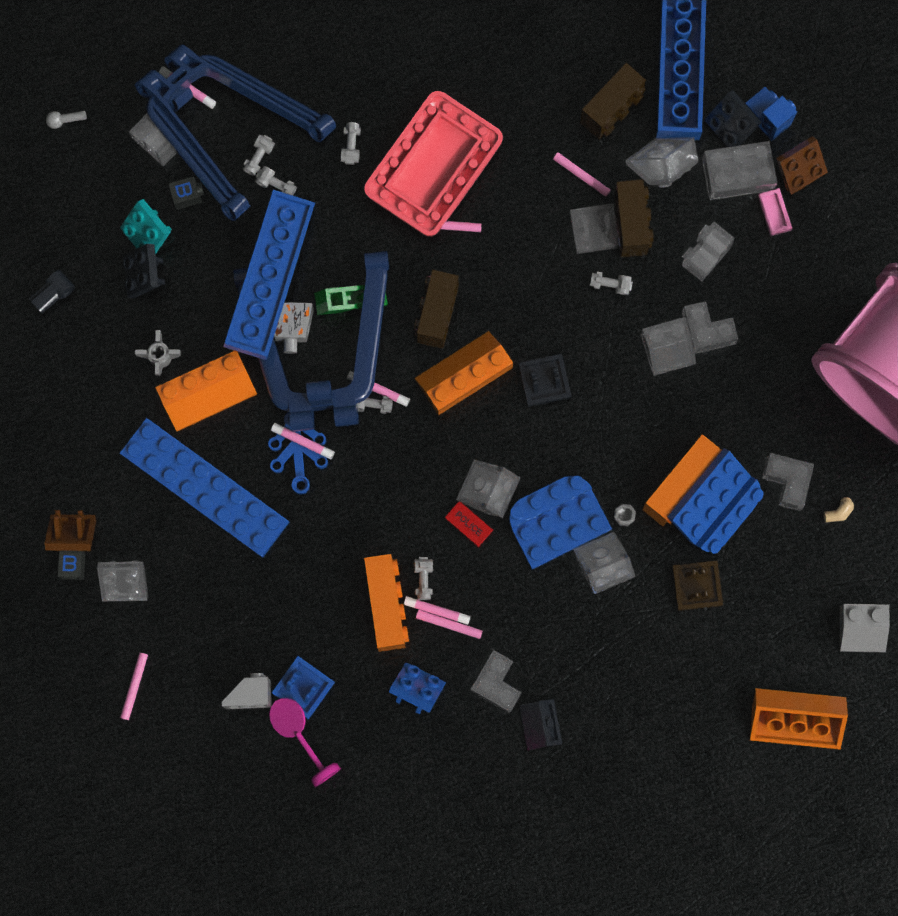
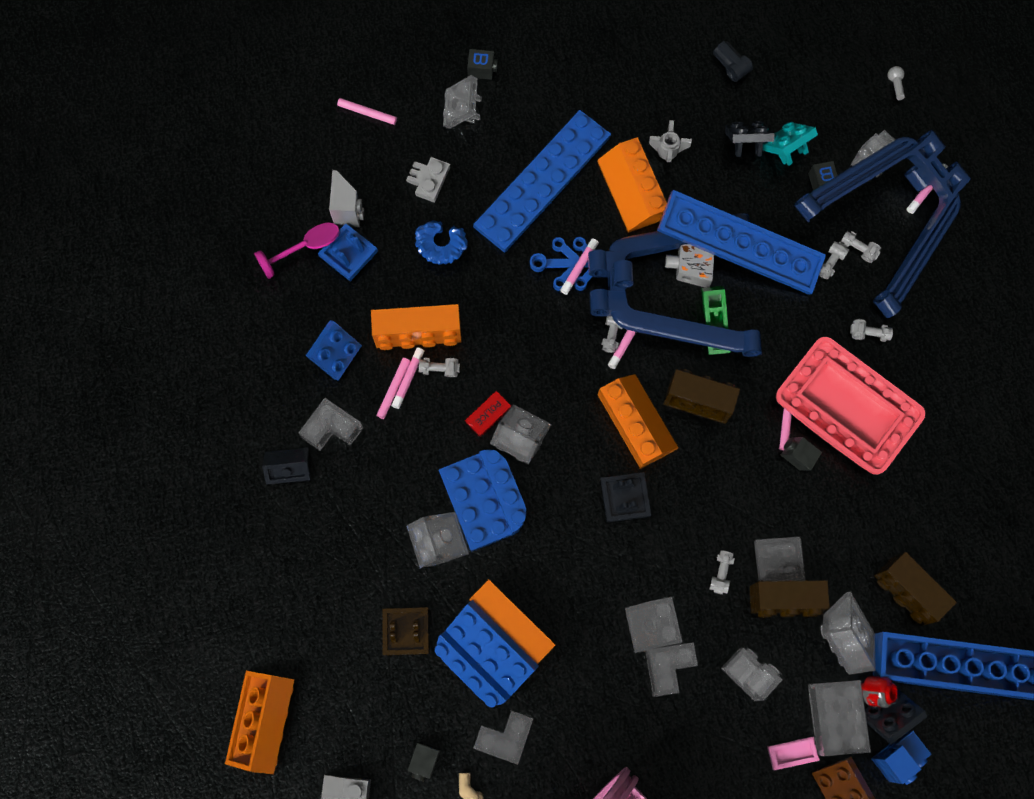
camera: 90 degrees right, 5 degrees down
(70, 532) = (509, 61): reddish brown plate -> none
(210, 609) = (429, 178): none -> light grey hinge
(300, 588) = (436, 254): none -> blue piece
(486, 210) = (801, 453): none -> pearl dark grey brick
(582, 174) = (837, 553): bright pink piece -> none
(624, 515) = (484, 564): light grey tile -> none
(713, 133) = (879, 691): none -> red head
(819, 555) = (423, 762): none -> pearl dark grey brick

